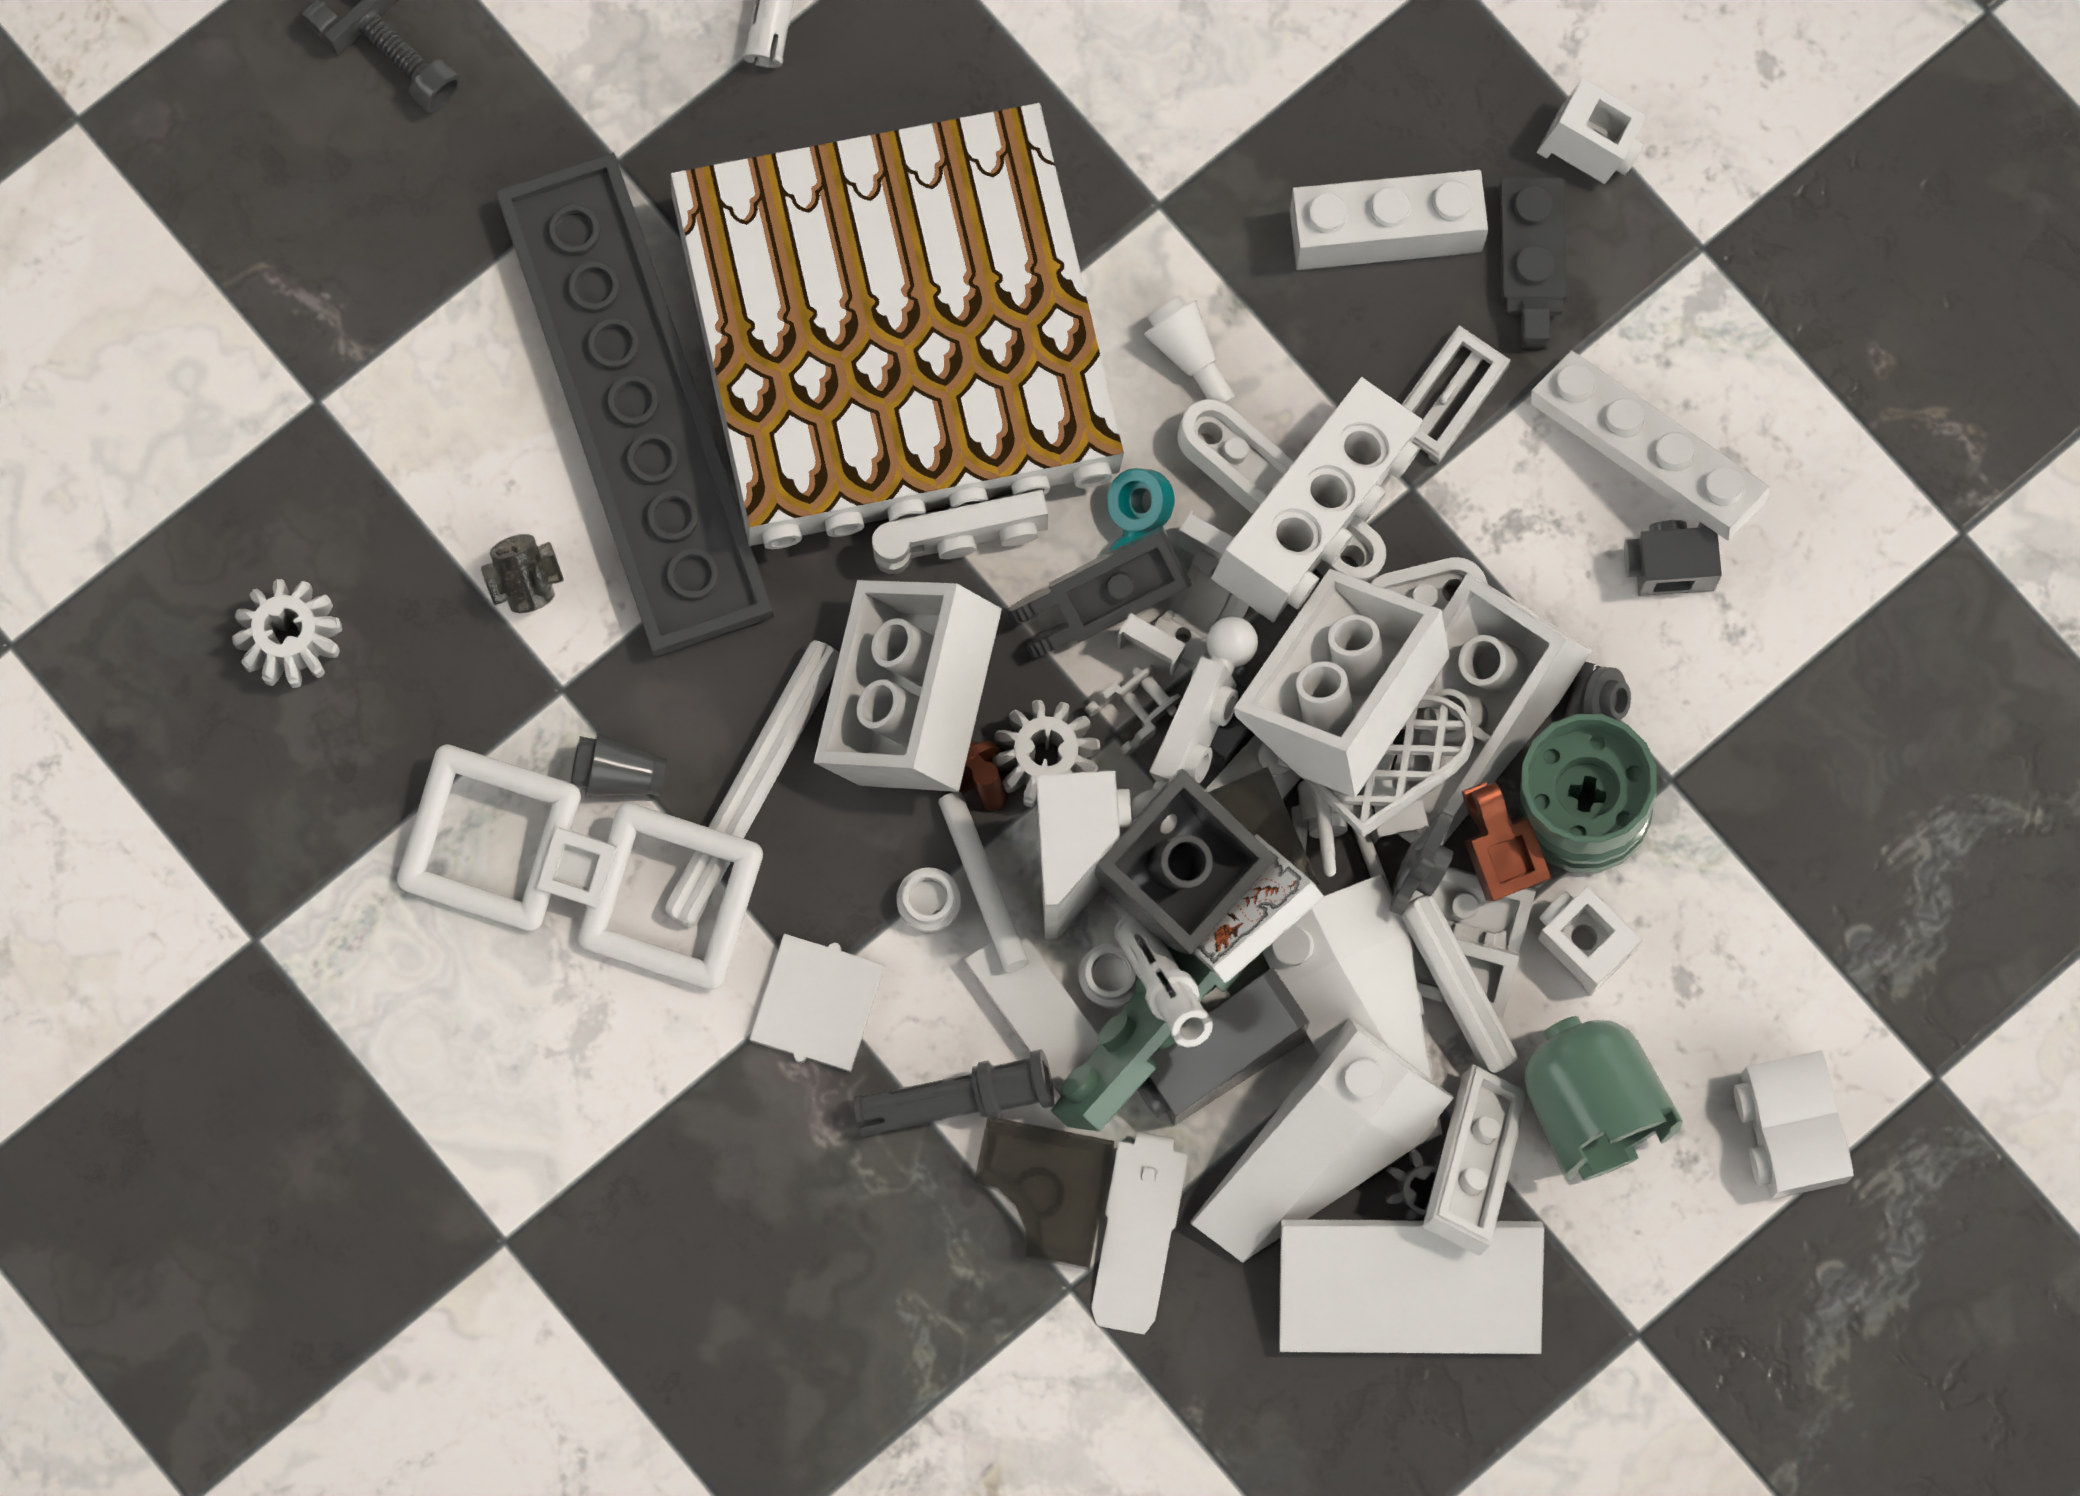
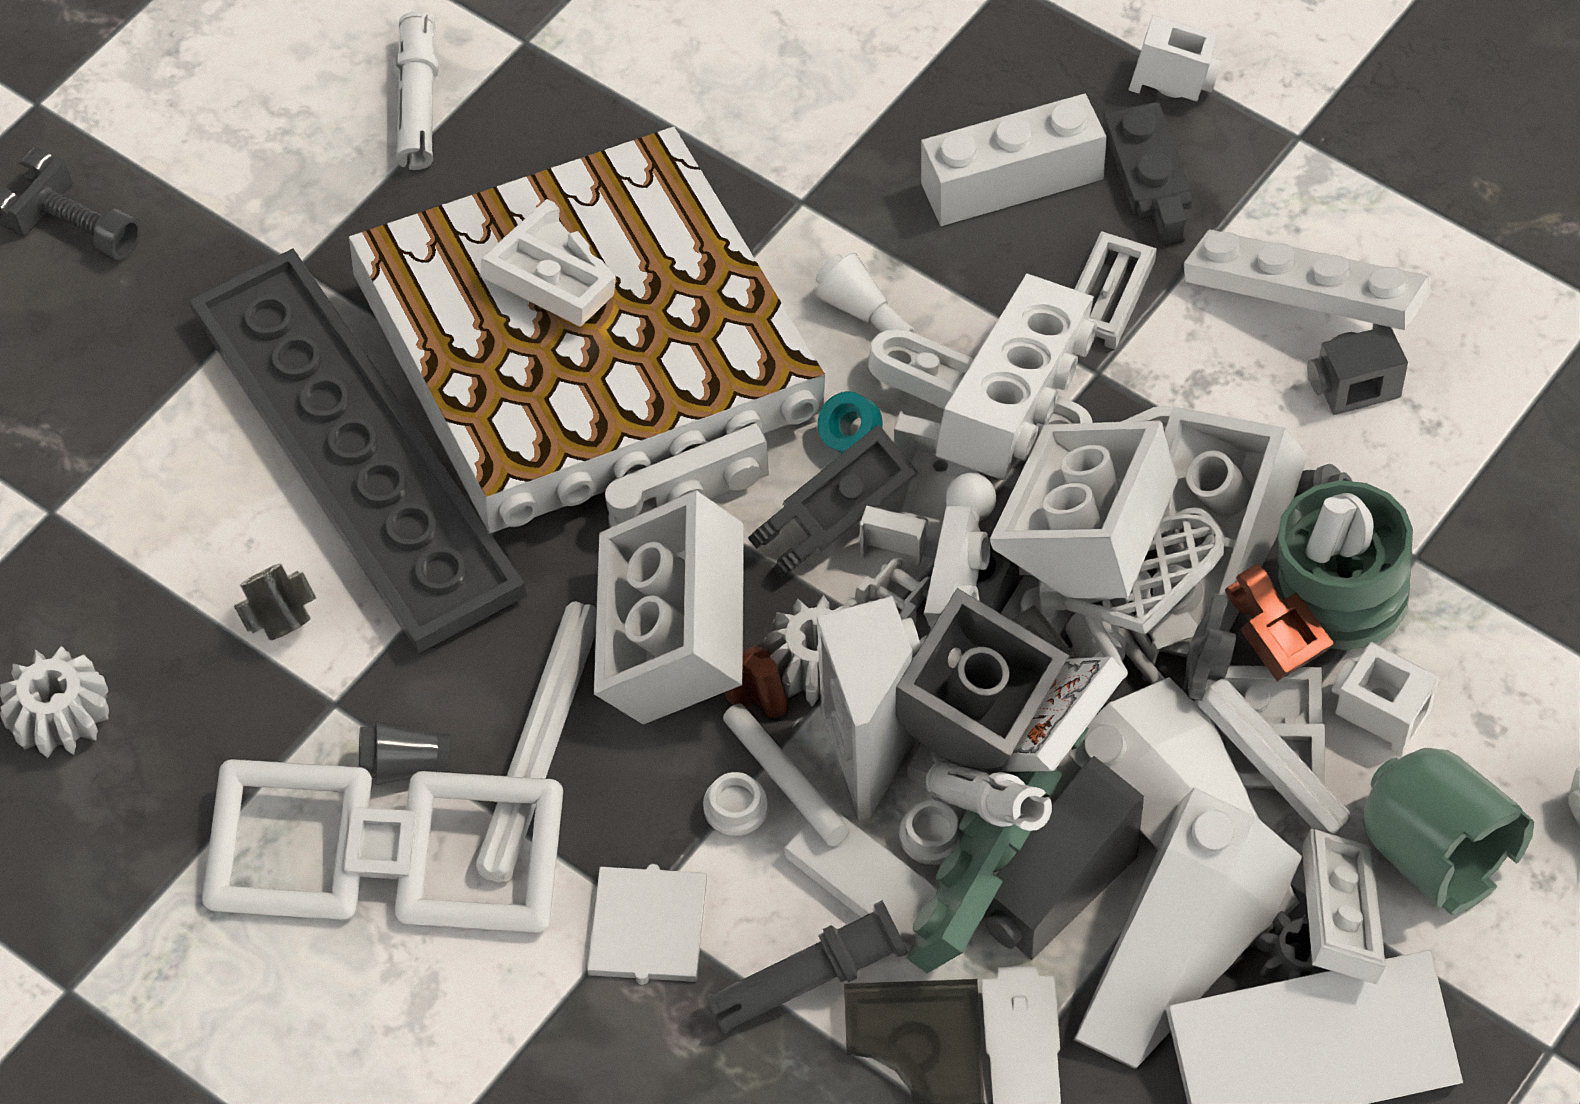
camera: 10 degrees left, 20 degrees down
(870, 268) = (550, 267): none -> white wing
(1589, 766) = (1341, 529): none -> white plate

